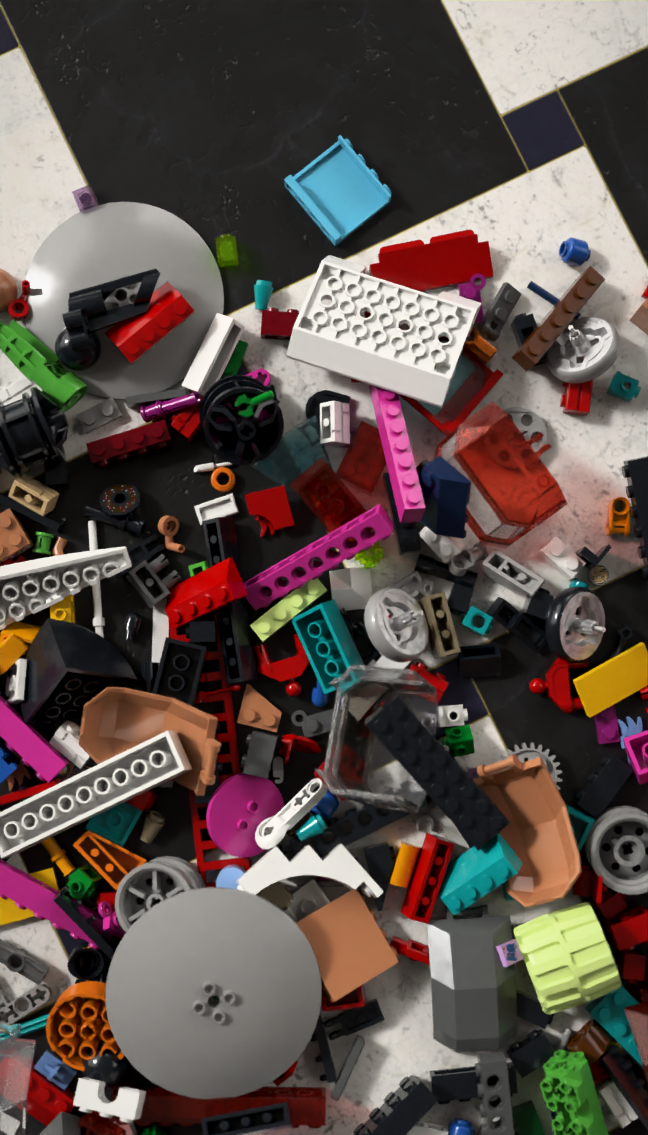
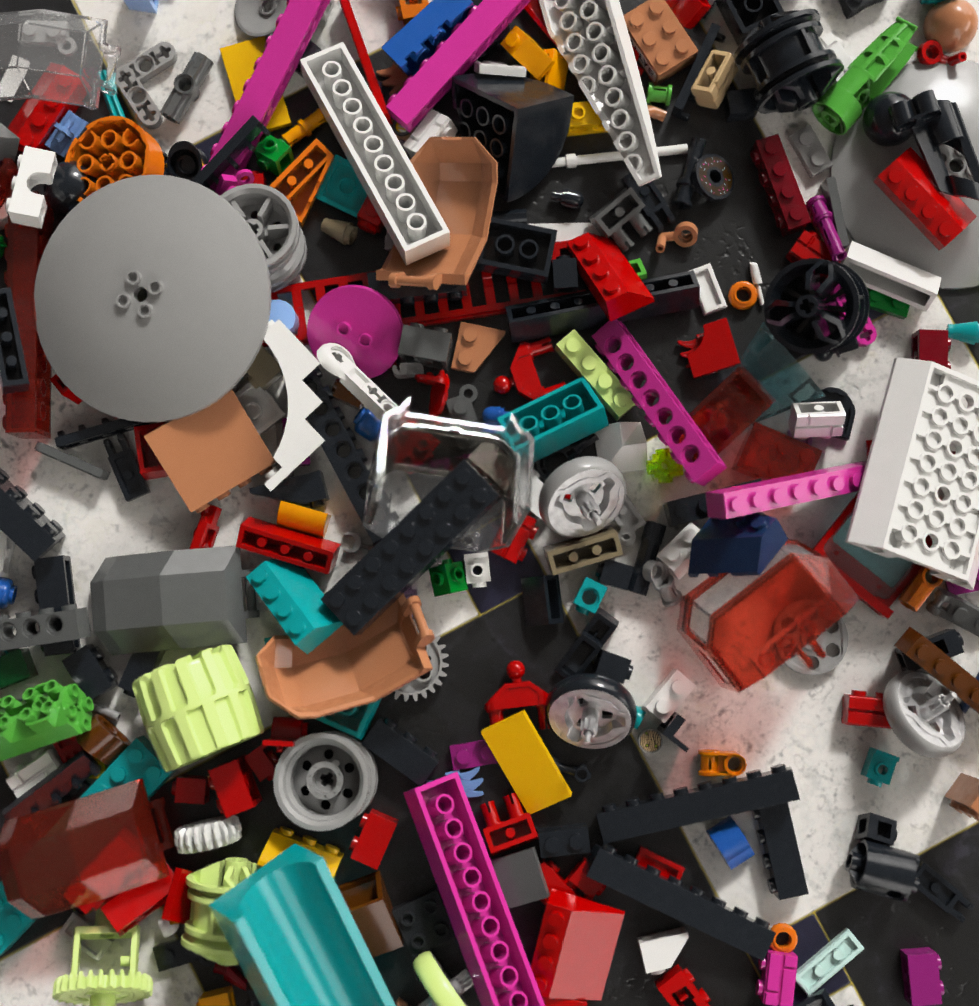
camera: 90 degrees right, 0 degrees up
(202, 695) = (491, 279): red hinge -> none
(252, 402) = (842, 312): green bar -> none
(313, 826) = (343, 409): teal cone -> none
(509, 953) = (202, 639): lavender tile -> none
(511, 574) = (648, 632): light grey slope -> none

